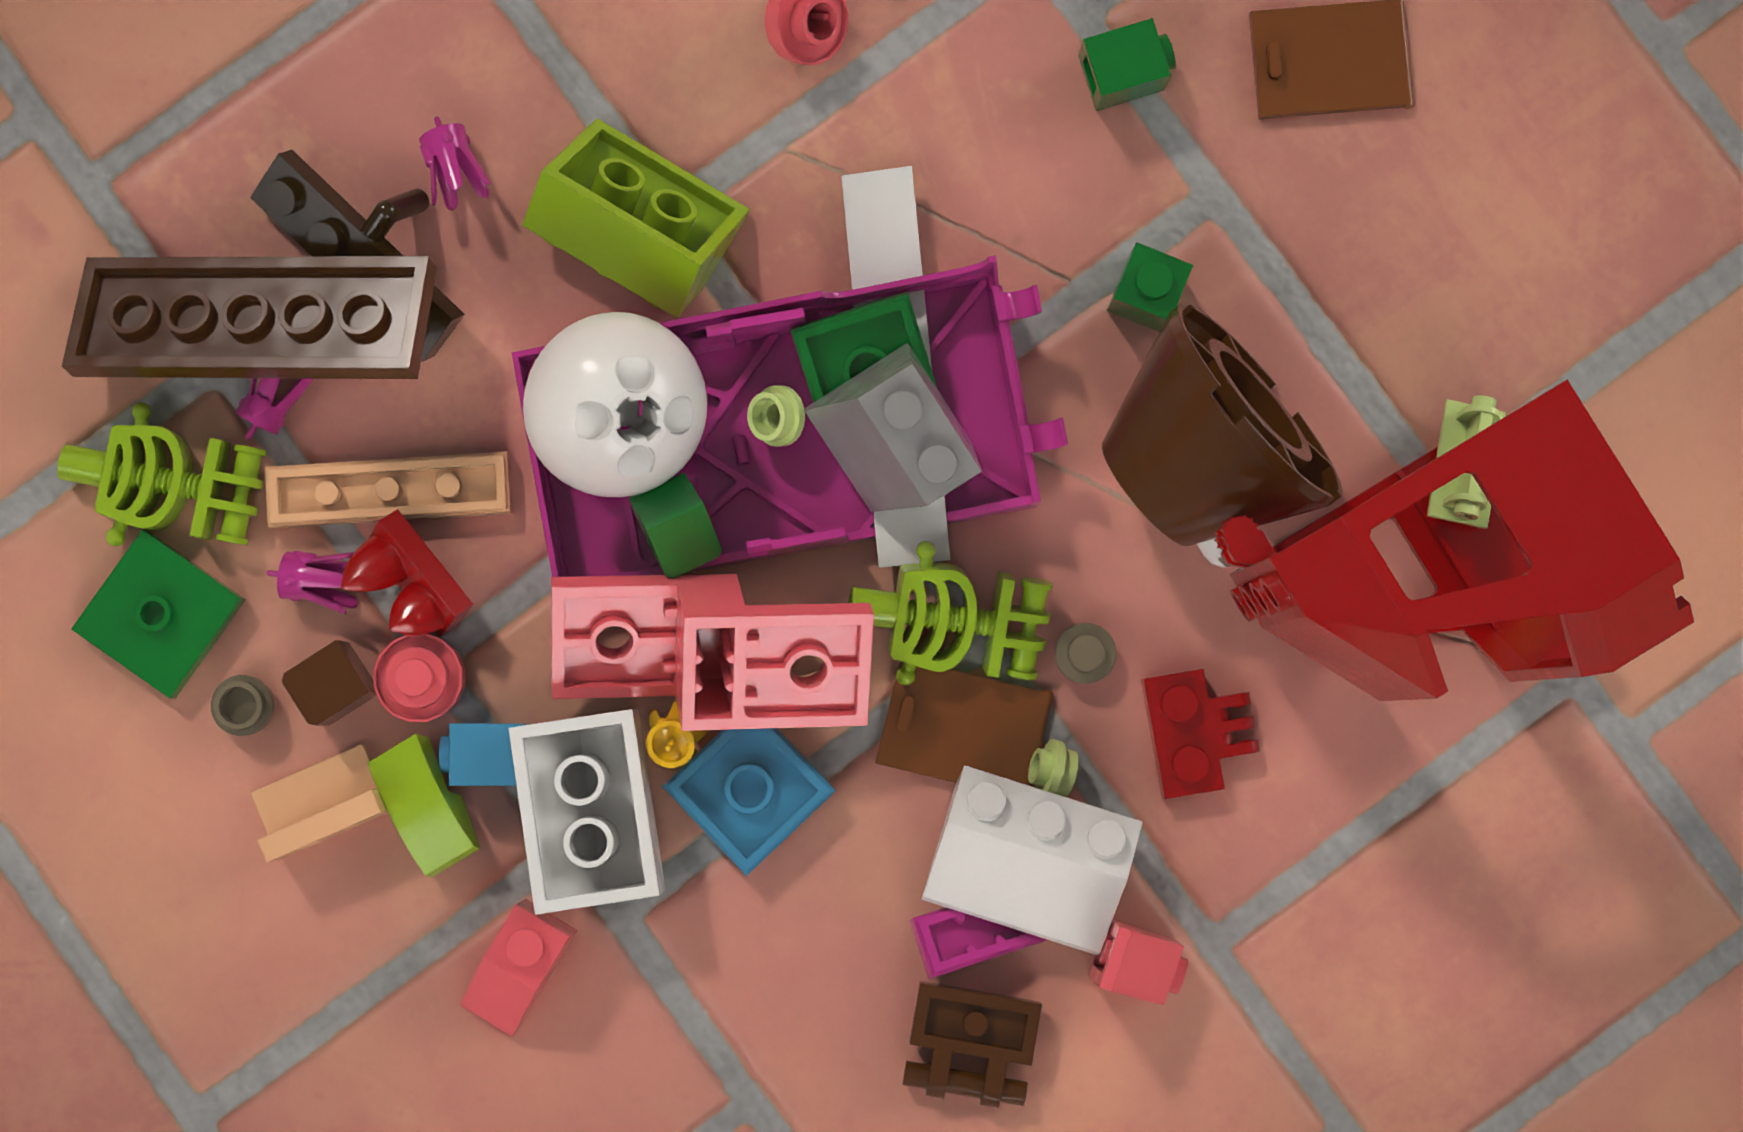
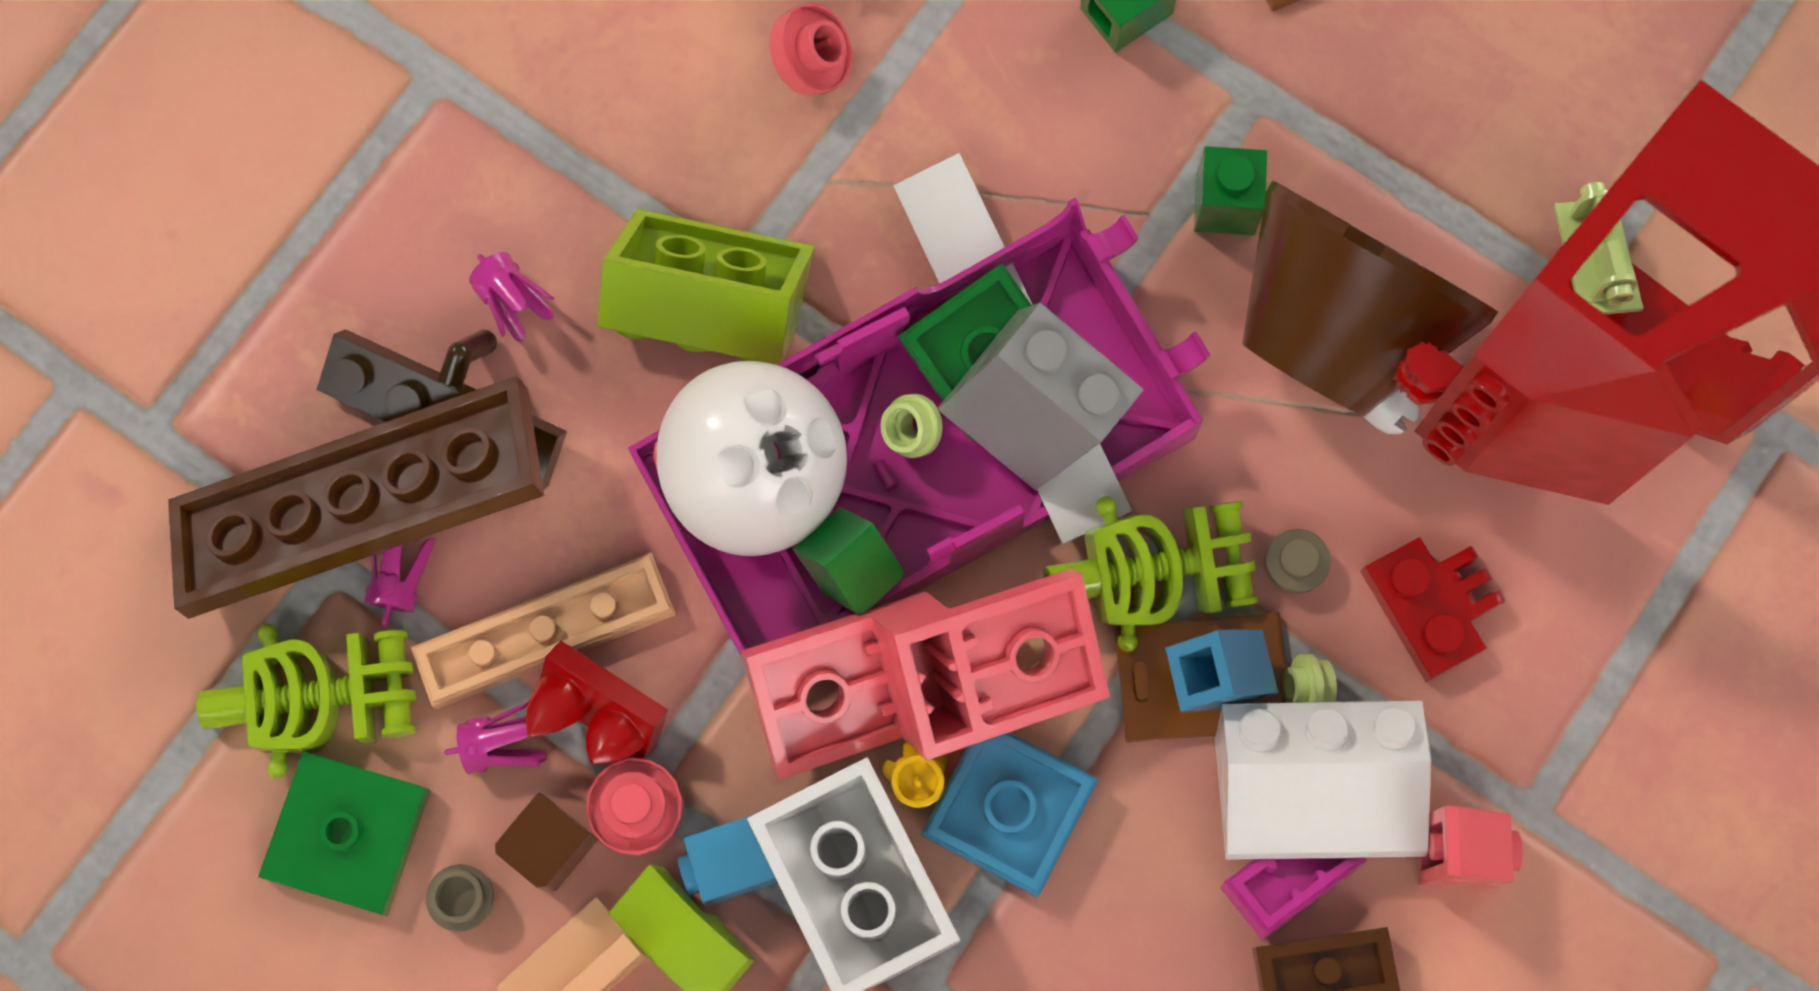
camera: 15 degrees left, 10 degrees down
(975, 734) = (1221, 669): none -> dark azure brick

